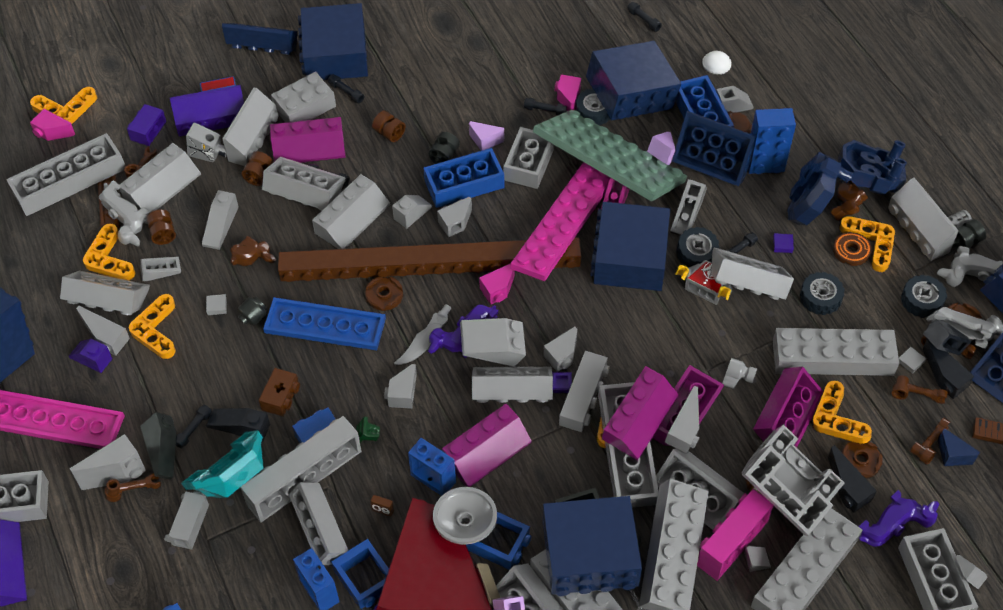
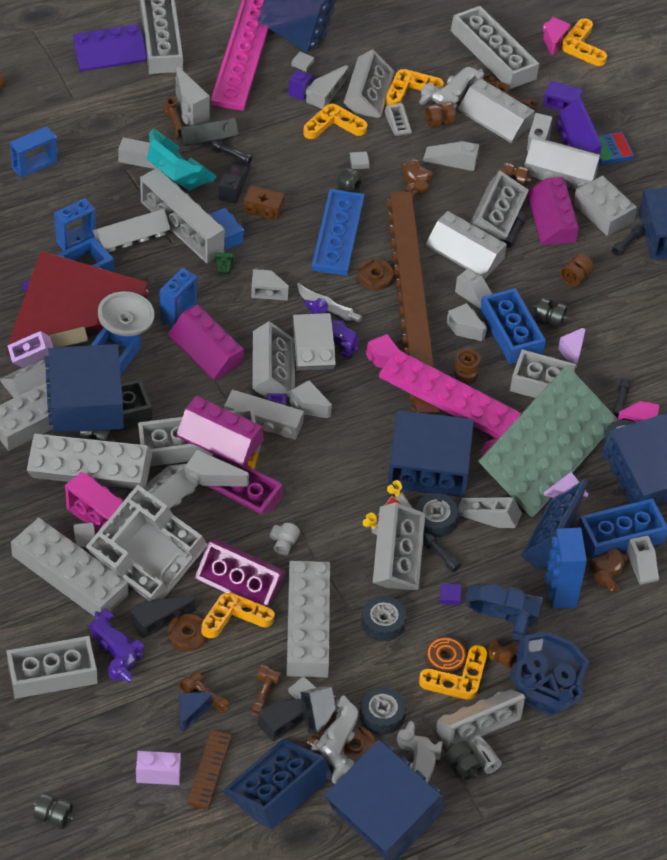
camera: 85 degrees right, 5 degrees down
(51, 356) = (302, 61): none -> light grey tile
(382, 505) = (149, 272): reddish brown tile -> none
(515, 216) = (467, 366): none -> reddish brown wheel
(971, 572) = (54, 692): light grey slope -> none

